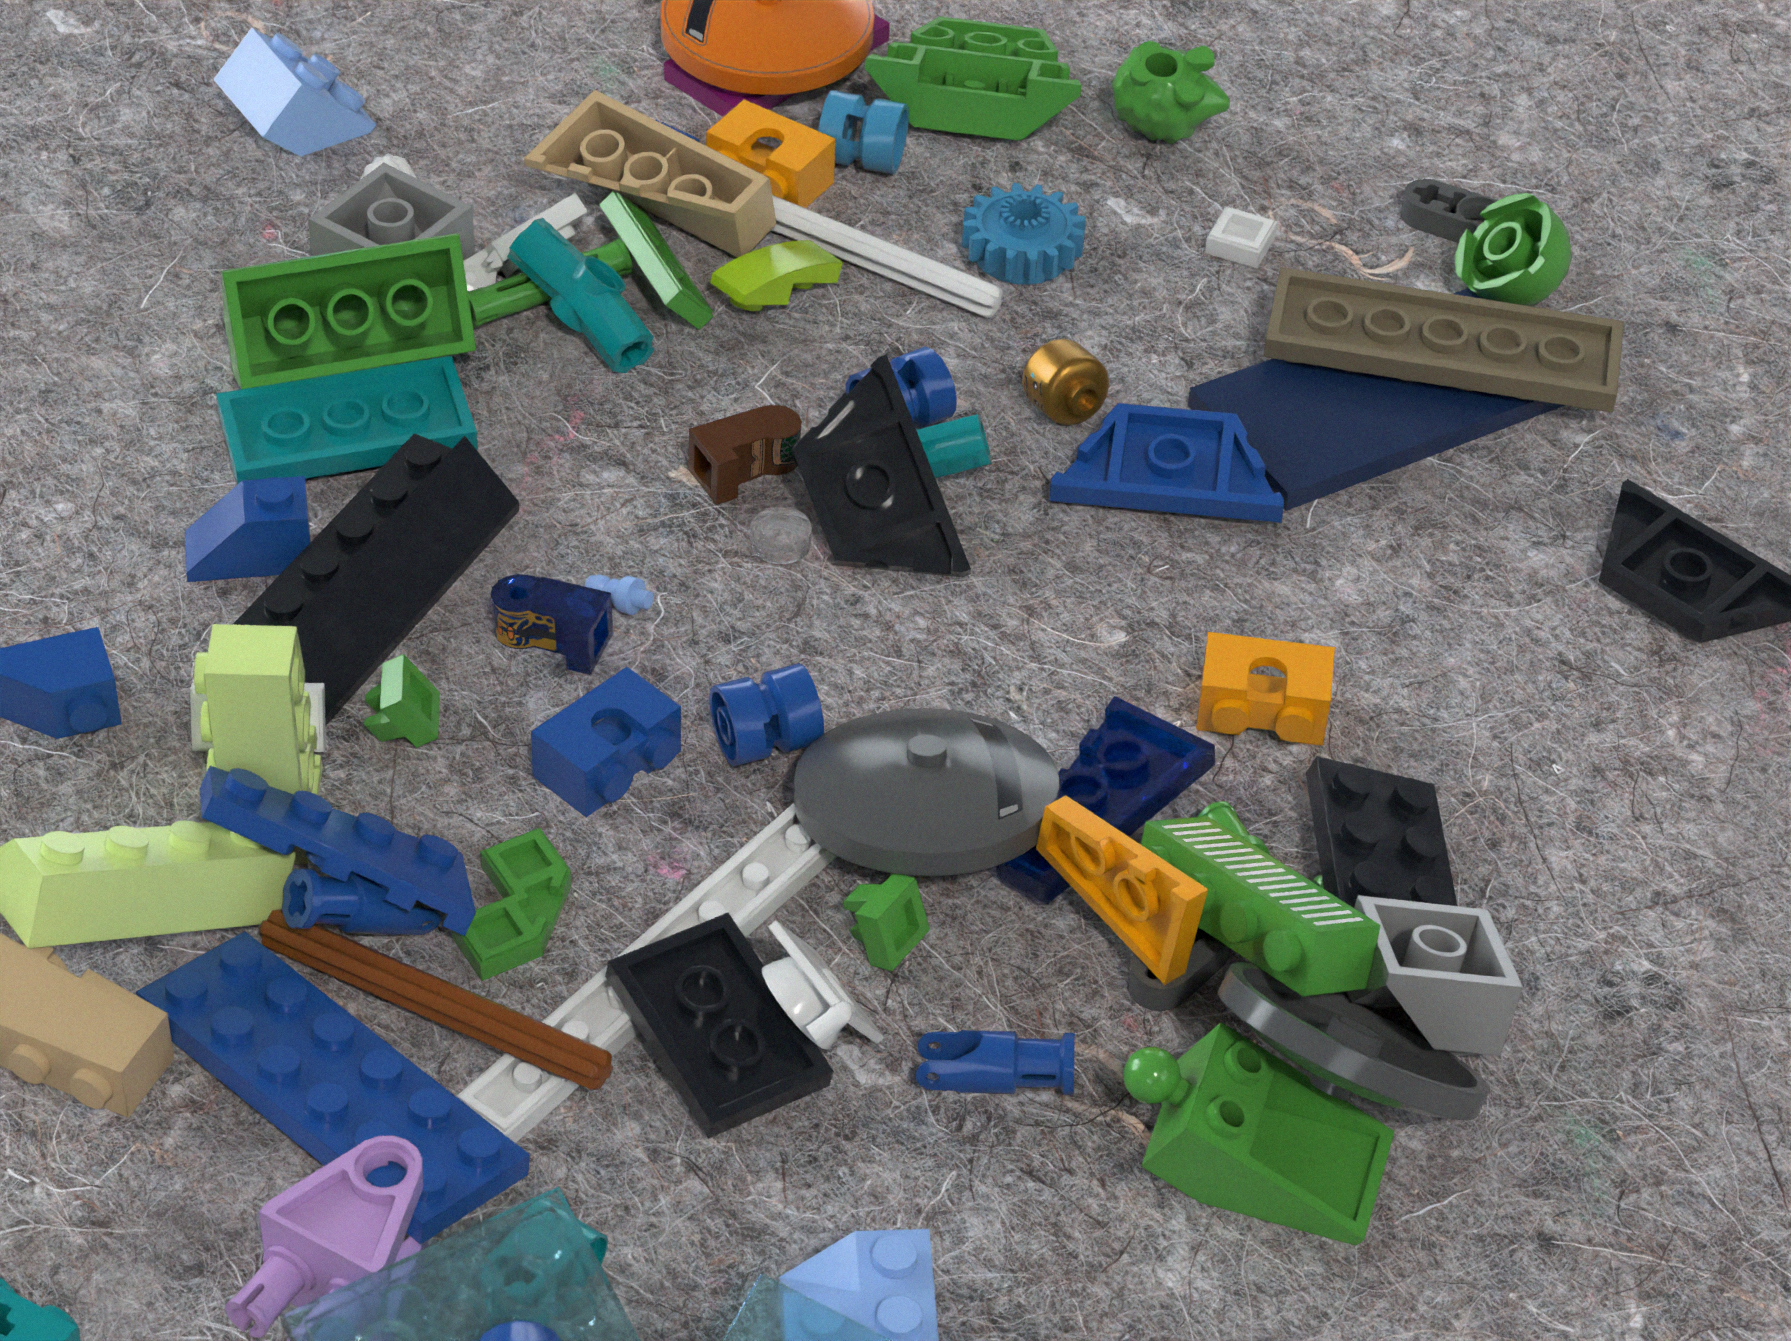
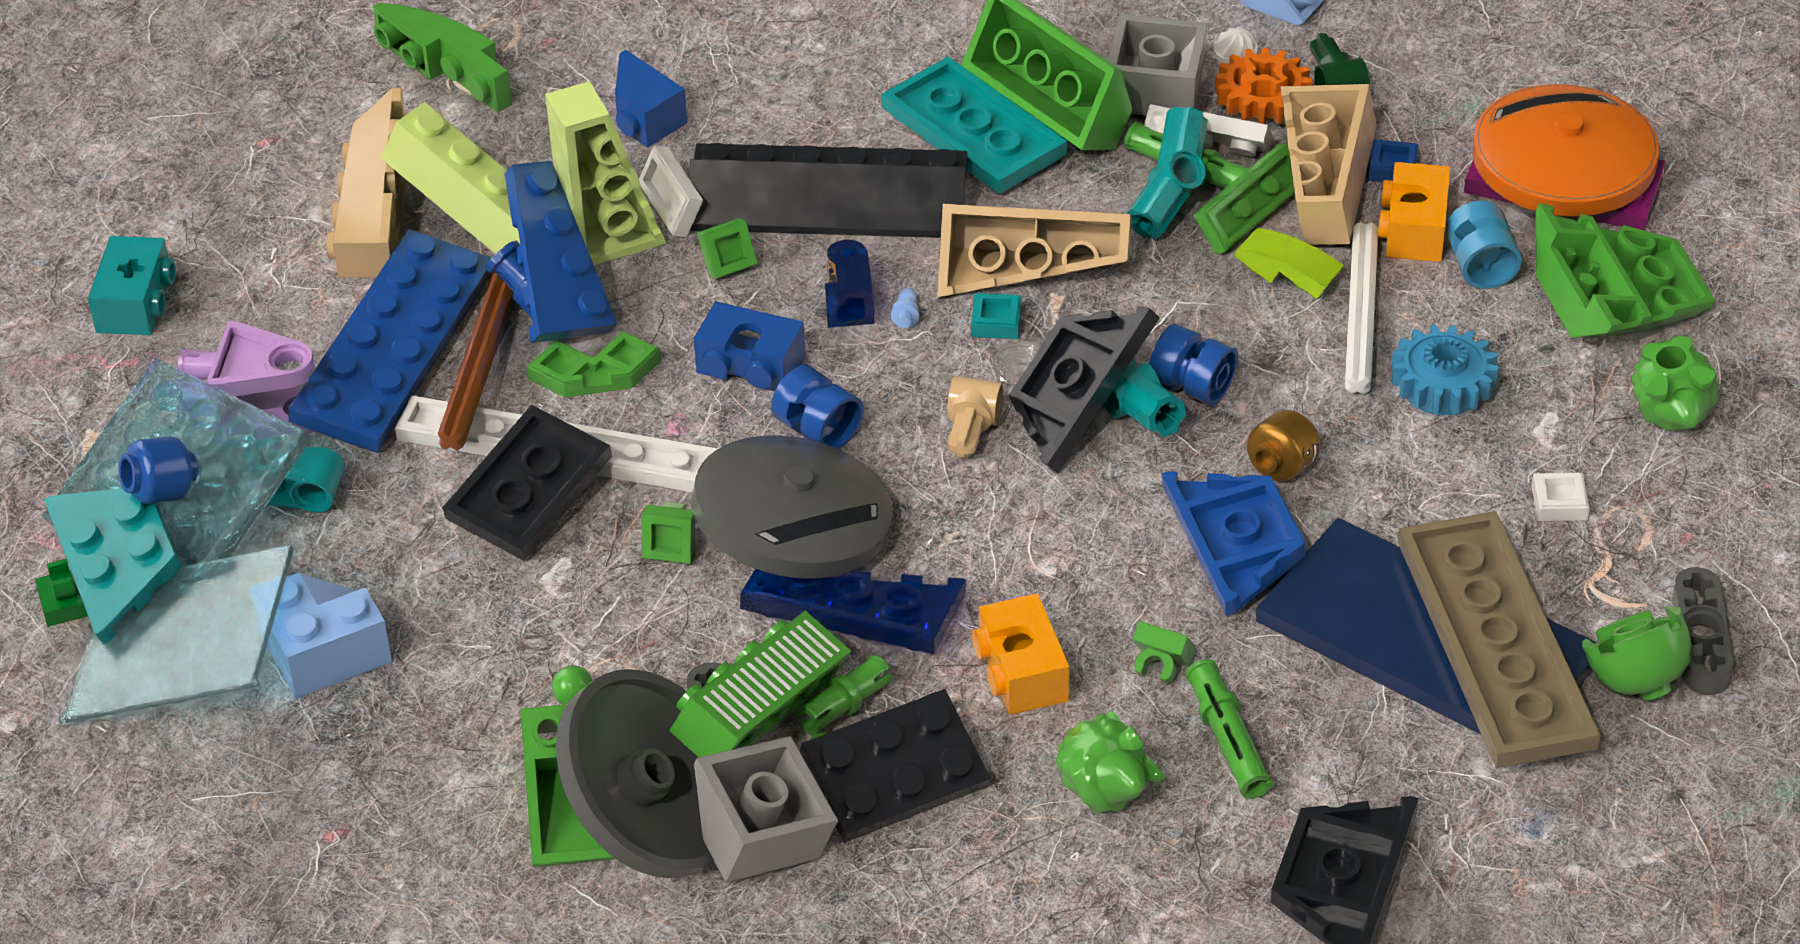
camera: 70 degrees right, 0 degrees up
(250, 531) = (836, 123): blue slope -> none
(484, 177) = (1259, 84): none -> orange gear
(505, 126) = (1336, 66): none -> dark green axle
(597, 463) = (1014, 245): none -> tan wedge
(685, 526) = (996, 316): none -> teal tile
(743, 449) = (1073, 295): reddish brown leg -> none
(813, 993) = (573, 512): white hat -> none
(844, 591) = (972, 409): none -> tan axle
(995, 1062) = (582, 633): blue piece -> none
(1127, 885) = (734, 615): light orange wing -> none
(1315, 581) = (1161, 645): none -> bright green tile
(1450, 578) = (1208, 687): none -> bright green pin
(1482, 674) = (1105, 763): none -> bright green animal

